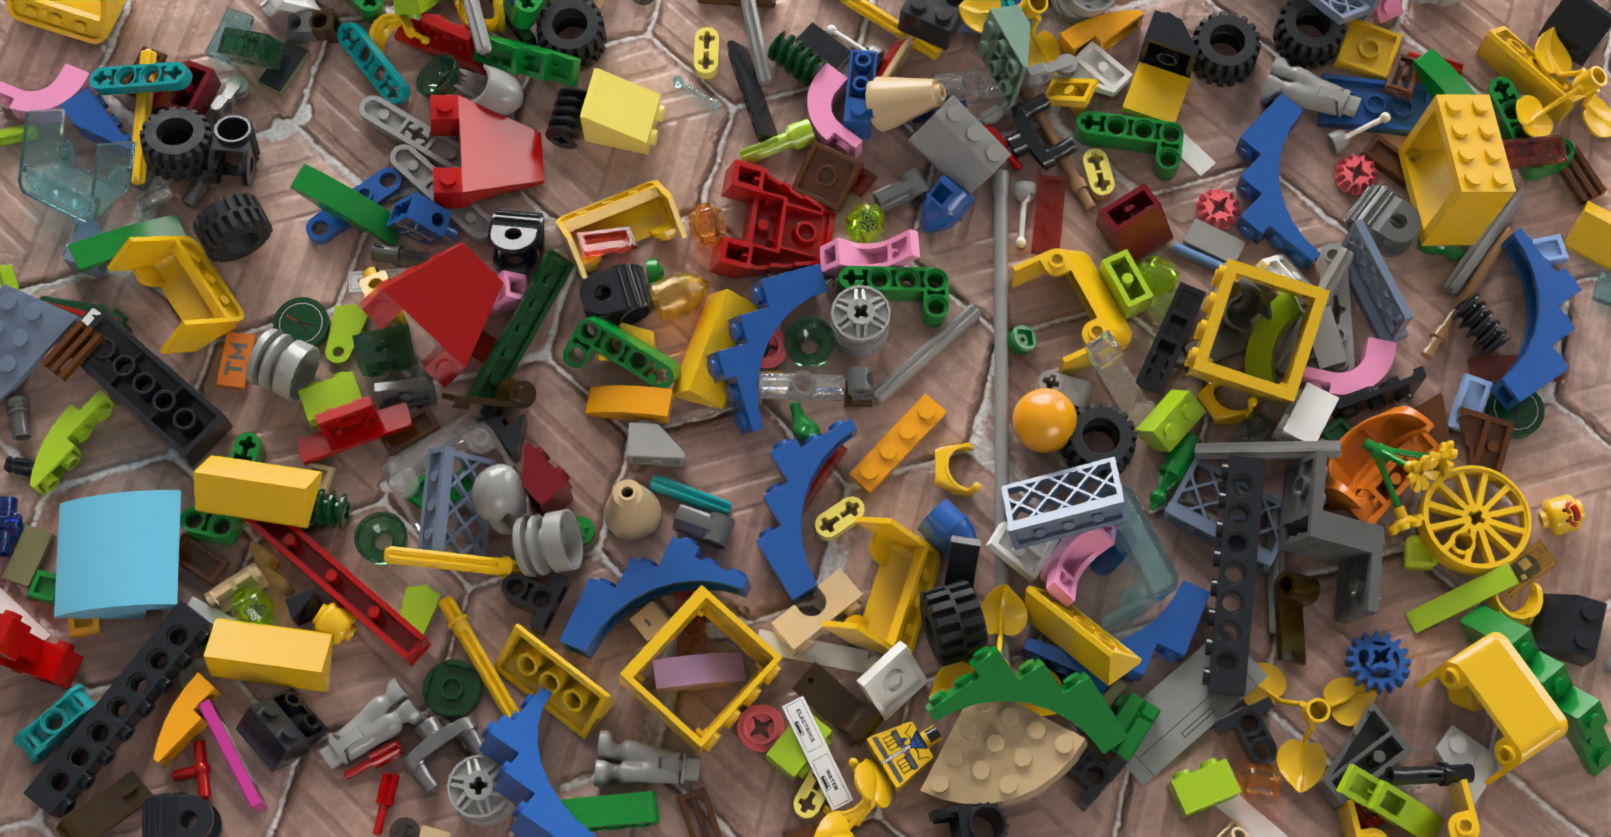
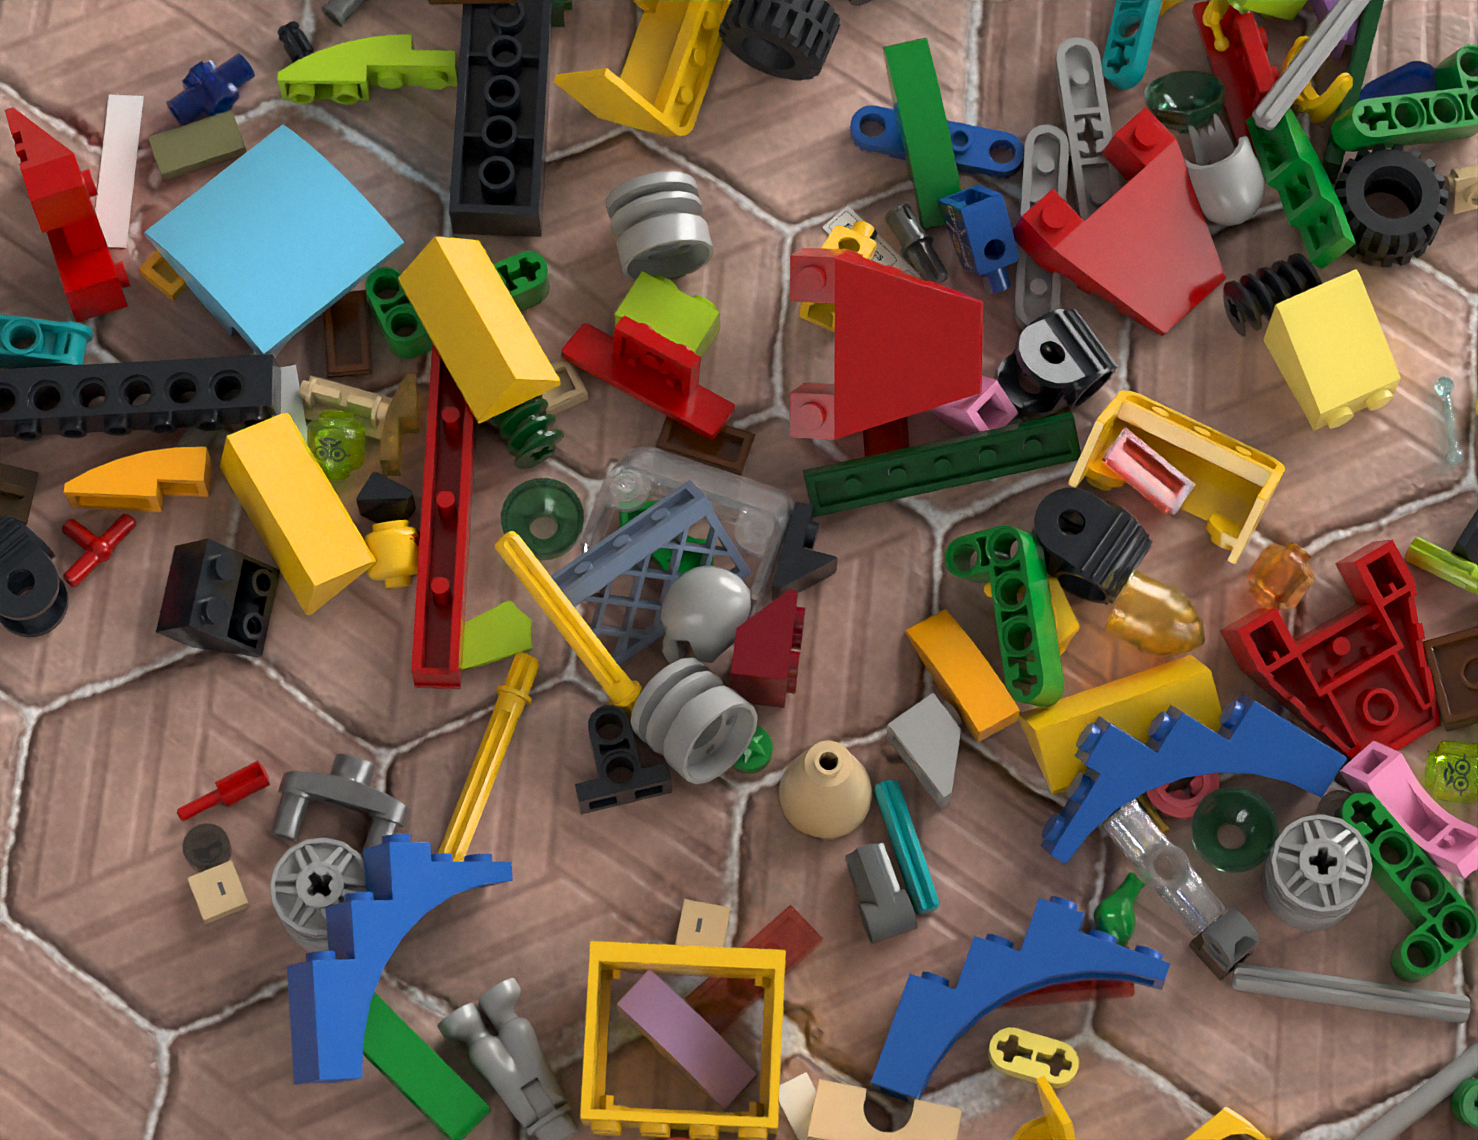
camera: 50 degrees right, 0 degrees up
(43, 587) = (173, 189): green tile -> none
(233, 756) = (141, 571): dark pink tile -> none
(234, 360) = (631, 161): orange tile -> none
(303, 320) = (737, 206): dark green tile -> none
(346, 322) = (761, 264): lime piece -> none
(371, 349) = (769, 310): clear green brick -> none
(372, 725) = (307, 702): light grey piece -> none
(377, 758) = (271, 740): red axle -> none
(414, 391) = (756, 405): dark grey tile -> none
(452, 689) = (426, 758): dark green tile -> none
(509, 393) = (850, 523): dark brown door -> none
(574, 696) = (531, 908): yellow slope -> none
(605, 605) = (680, 857): blue arch -> none
(654, 270) = (1160, 562): green tile -> none
(897, 444) = (1196, 1053): light orange plate -> none

